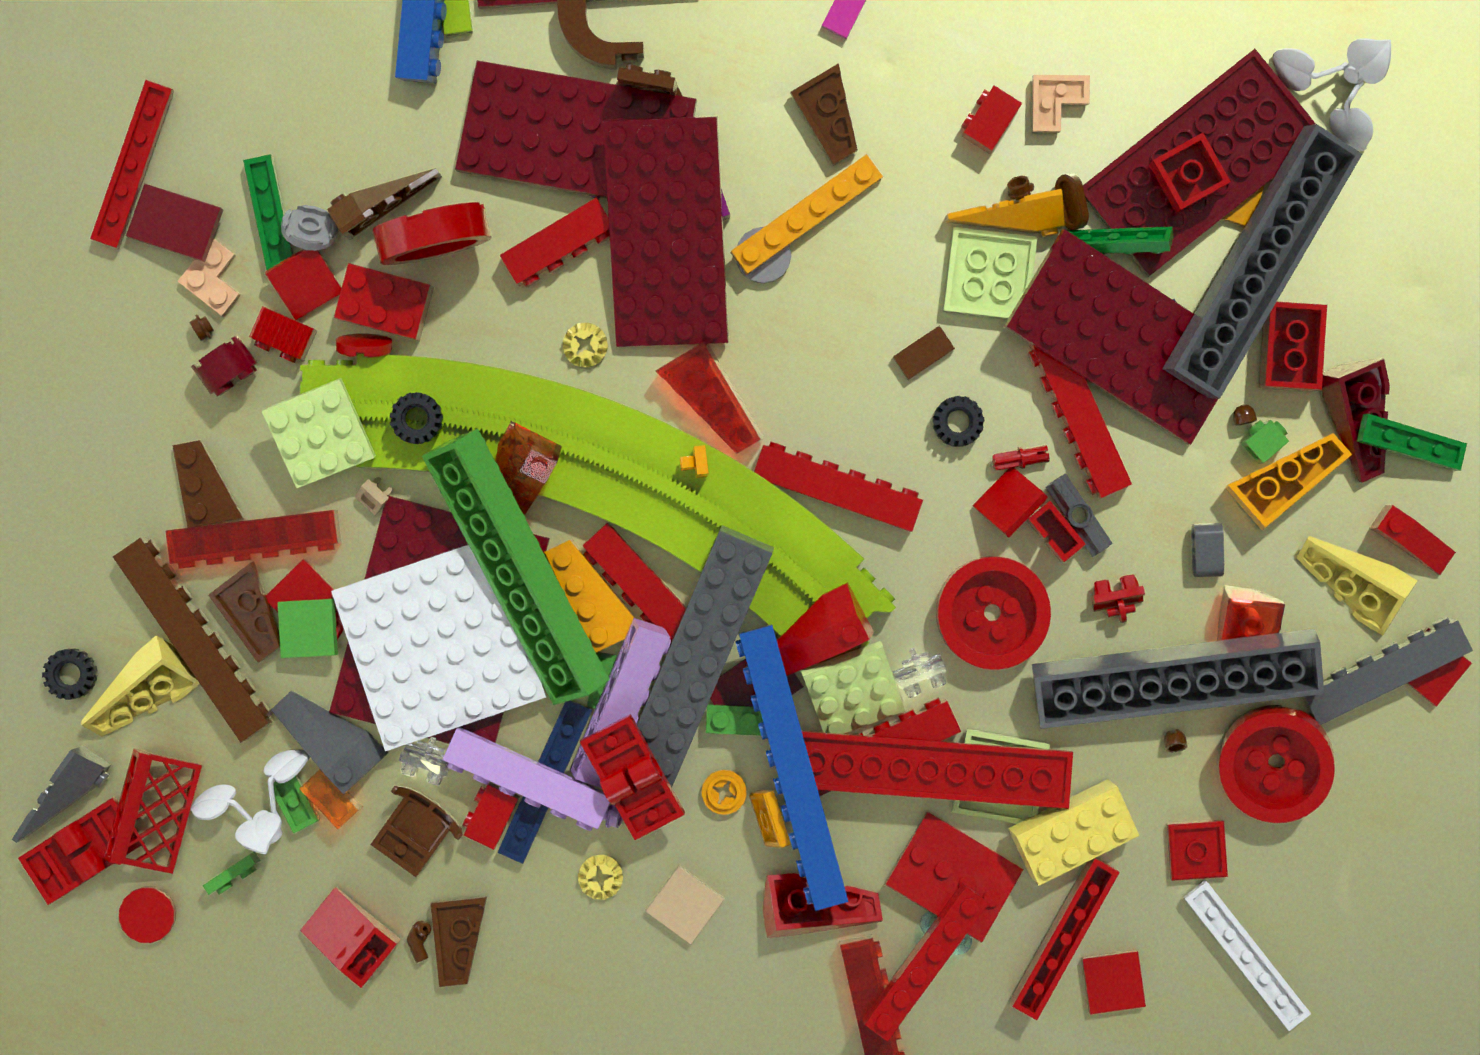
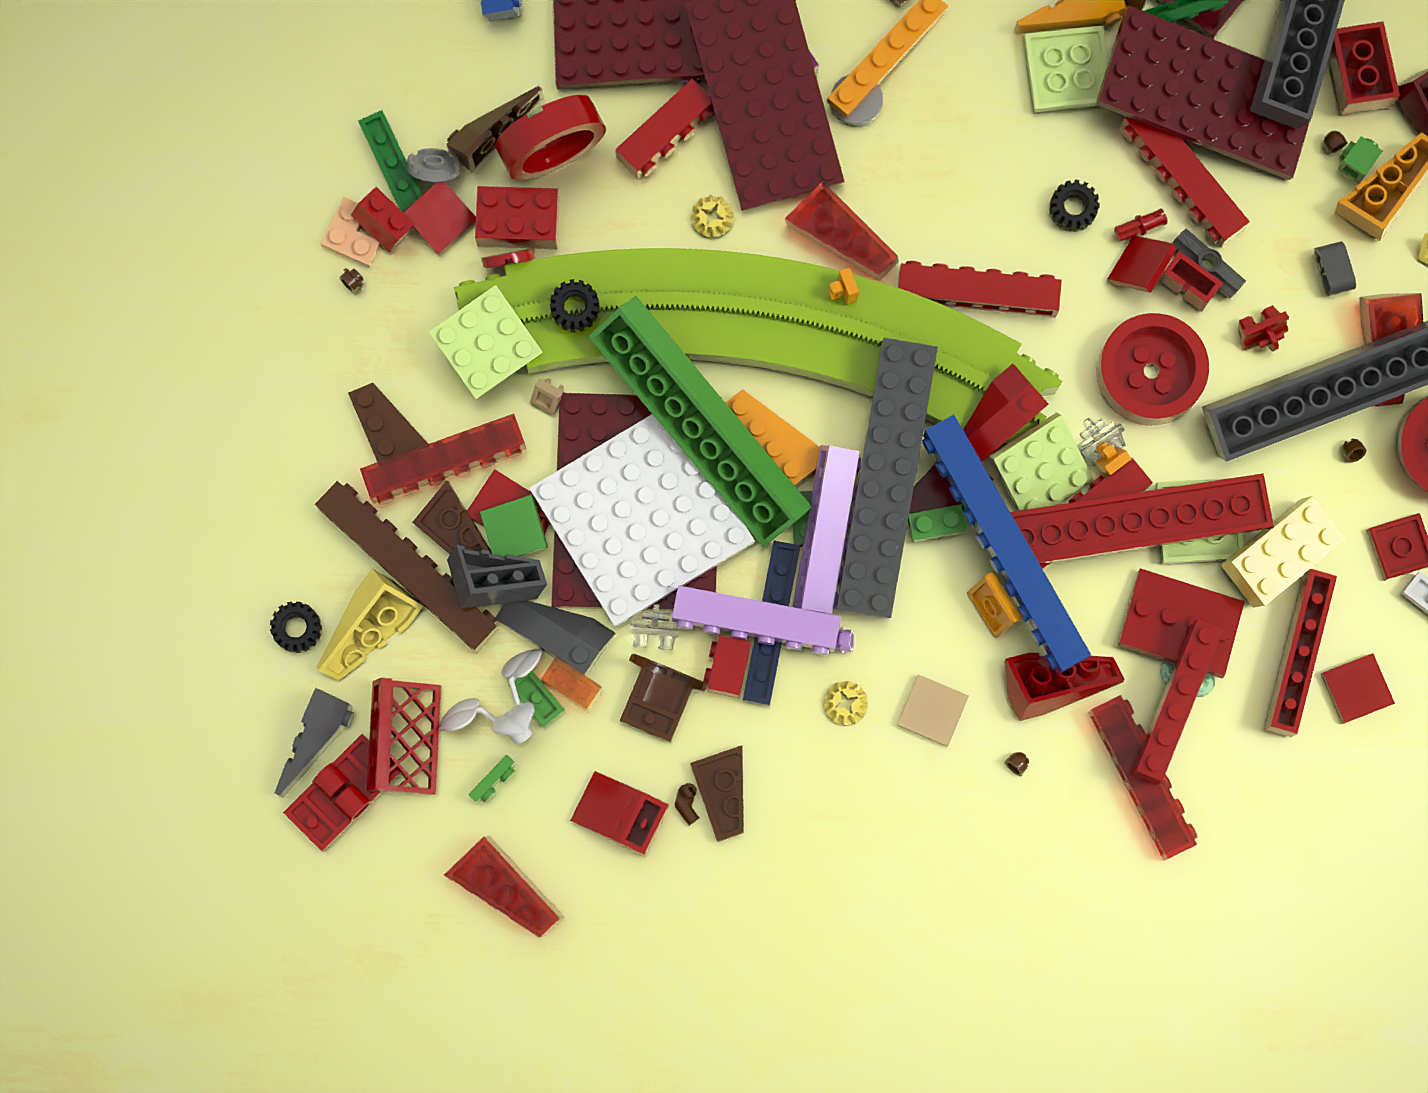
camera: 10 degrees left, 10 degrees down
(132, 164) = (255, 148): red plate -> none
(147, 914) = (419, 840): red tile -> none
(174, 222) = (306, 190): dark red tile -> none
(220, 984) = (505, 887): none -> clear red wedge
(225, 365) = (382, 306): dark red brick -> none
(244, 274) = (382, 219): none -> red brick
(272, 676) = (494, 579): none -> dark grey wedge
(282, 334) = (429, 268): red brick -> none
(526, 462) = (687, 319): clear red wedge -> none
(632, 777) = (856, 590): red plate -> none
(635, 578) = (810, 413): red brick -> none
(711, 796) = (954, 588): light orange gear -> none
(756, 977) = (1018, 763): none -> reddish brown hinge
(923, 352) = (1025, 153): reddish brown tile -> none
(926, 698) = (1112, 458): none -> light orange tile

